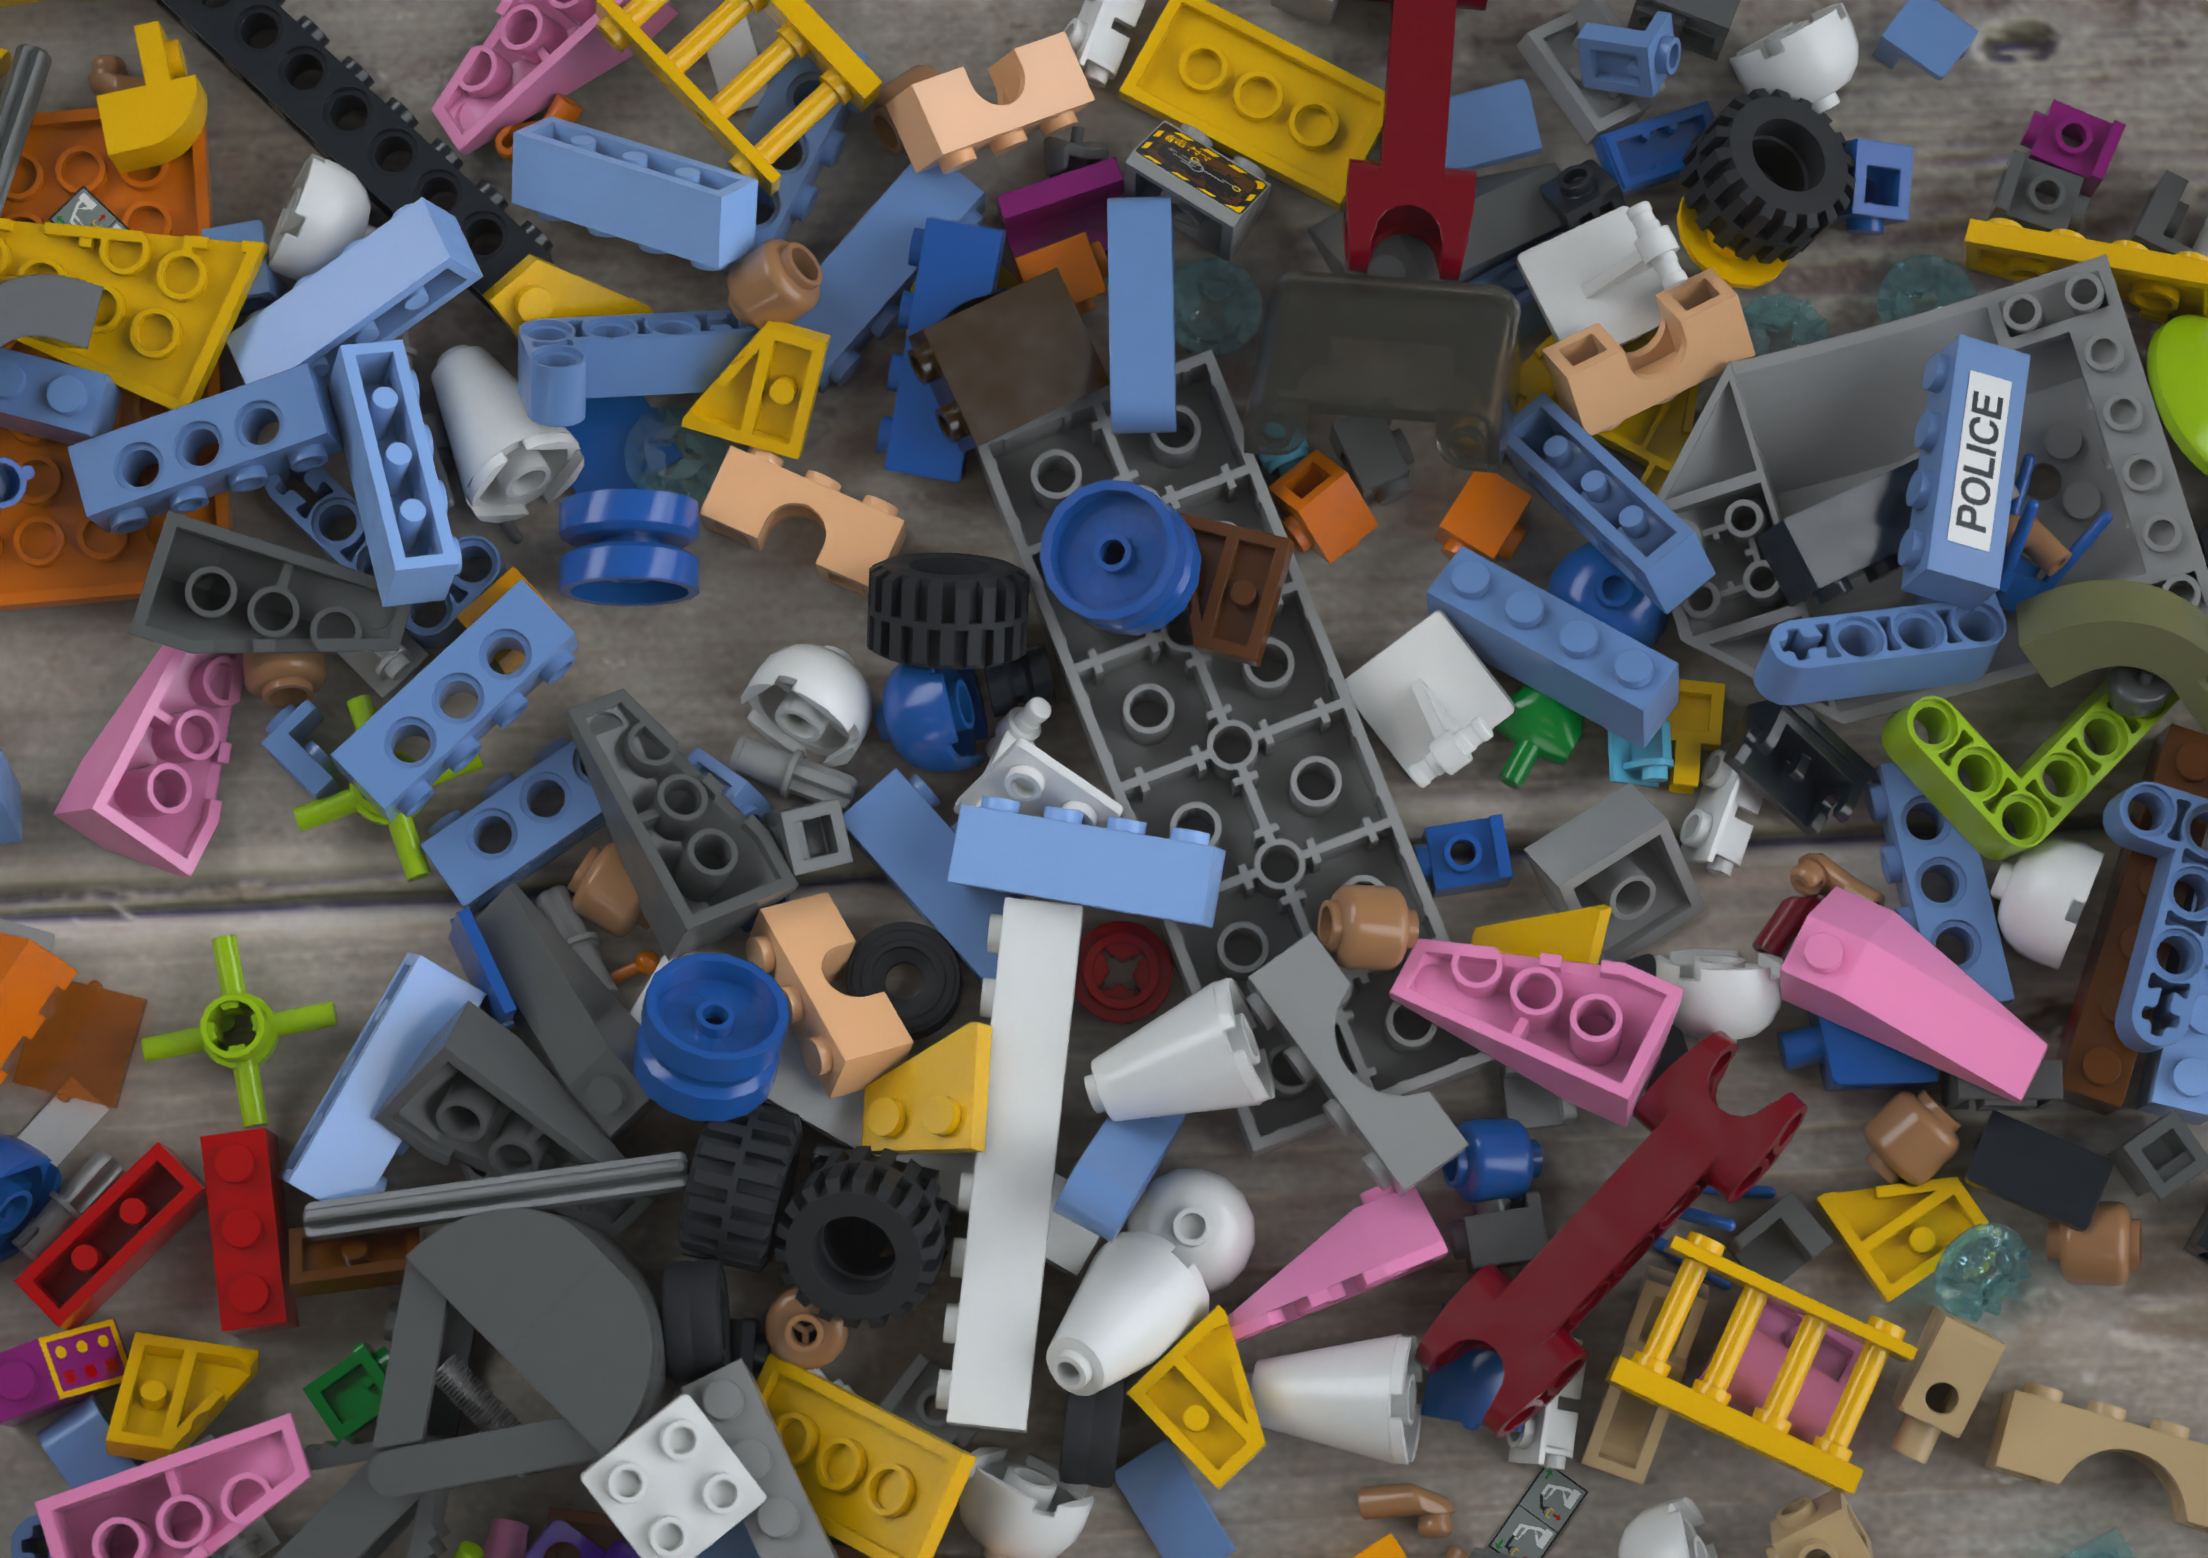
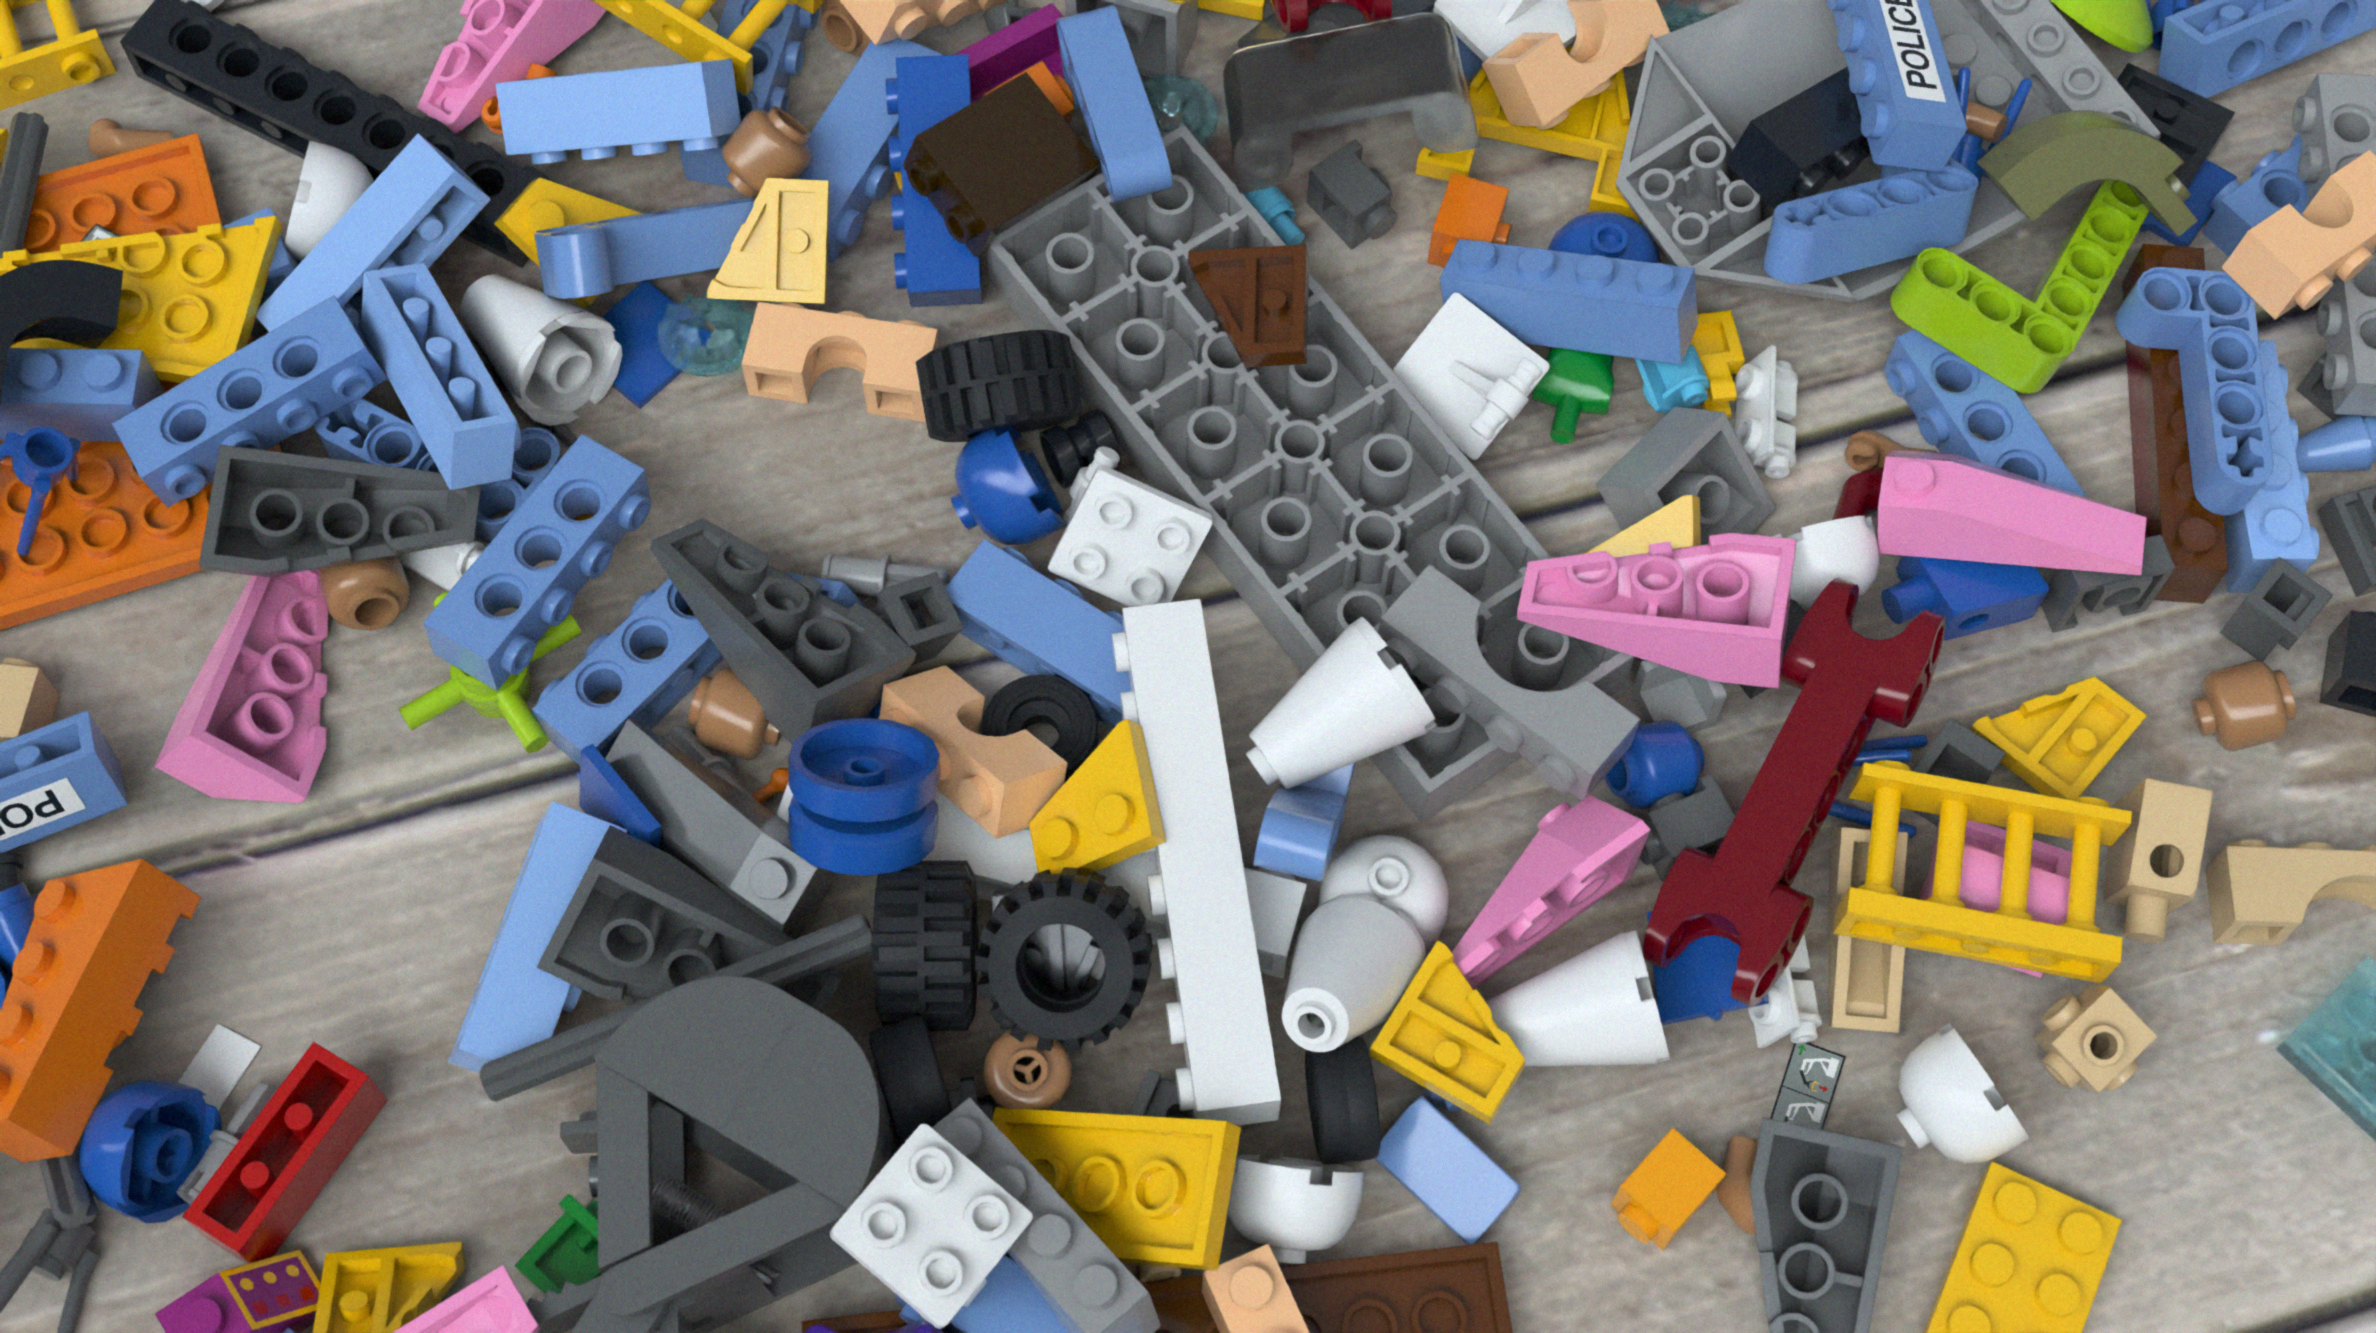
camera: 15 degrees left, 15 degrees down
(82, 1044) = (219, 986): clear orange piece -> none
(154, 120) = (157, 144): yellow brick -> none
(220, 1018) = (391, 952): lime bar -> none
(248, 1231) = (428, 1122): red brick -> none
(305, 764) = (391, 662): medium blue bracket -> none
(349, 1261) = (536, 1115): reddish brown panel -> none
(629, 547) = (681, 404): blue wheel -> none
(811, 701) = (886, 505): white cylinder -> none
(1086, 564) = (1152, 286): blue wheel -> none
(1087, 864) = (1217, 557): light blue brick -> none
(1124, 942) = (1241, 658): red gear -> none
(1322, 507) = (1332, 237): orange brick -> none
(1367, 927) = (1480, 555): medium nougat head -> none
(1408, 1500) = (1682, 1103): medium nougat arm -> none
(1491, 857) = (1565, 498): blue brick -> none
(1607, 504) = (1584, 167): medium blue brick -> none
(1798, 764) = (1822, 350): black hinge -> none
(1912, 1138) = (2040, 652): medium nougat head -> none
(1972, 1255) = (2143, 731): clear light blue gear -> none
(2038, 1171) = (2170, 646): black panel -> none
(2045, 897) = (2088, 413): white cylinder -> none
(2136, 691) = (2108, 213): dark grey piece -> none

